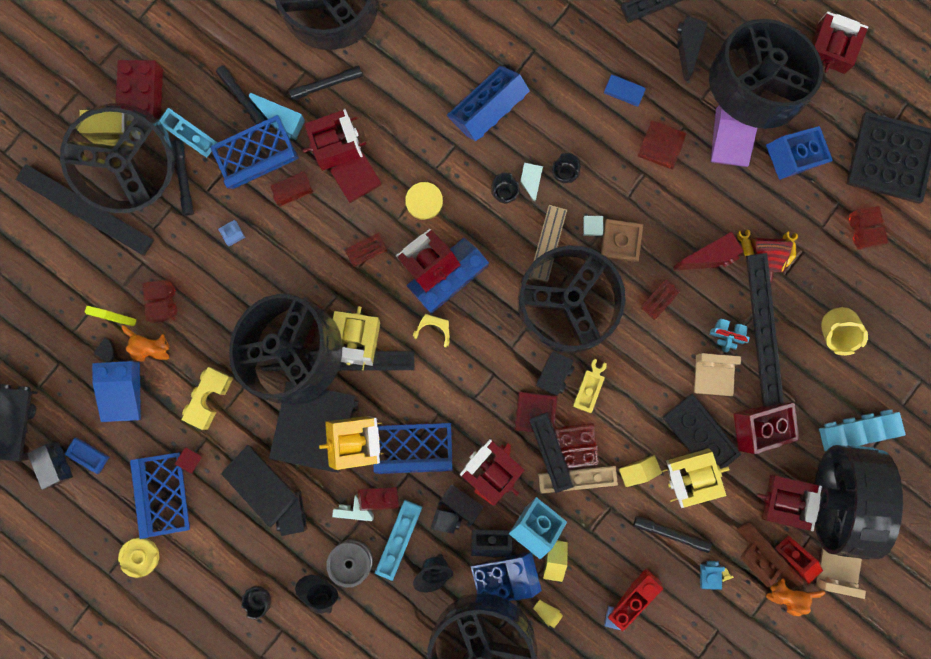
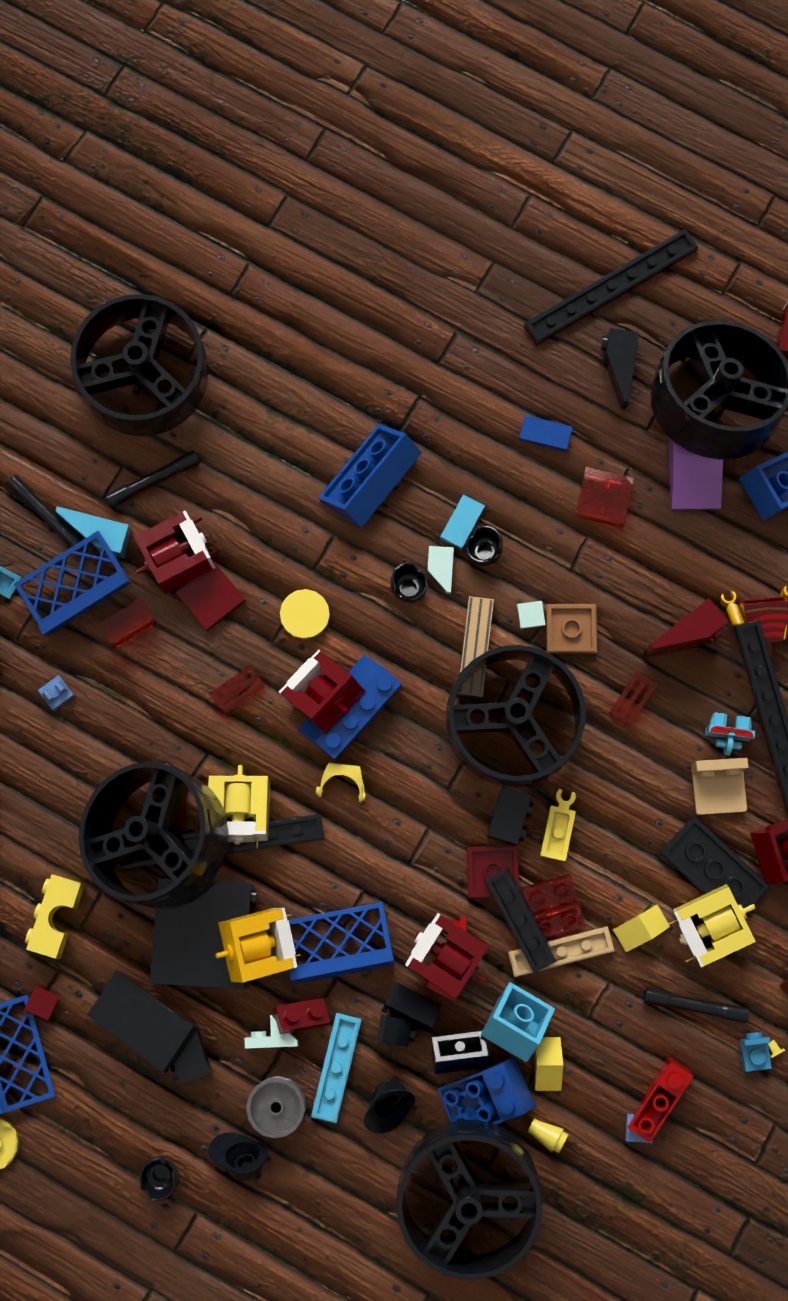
camera: 10 degrees left, 5 degrees down
(552, 148) = (462, 522): none -> medium azure tile

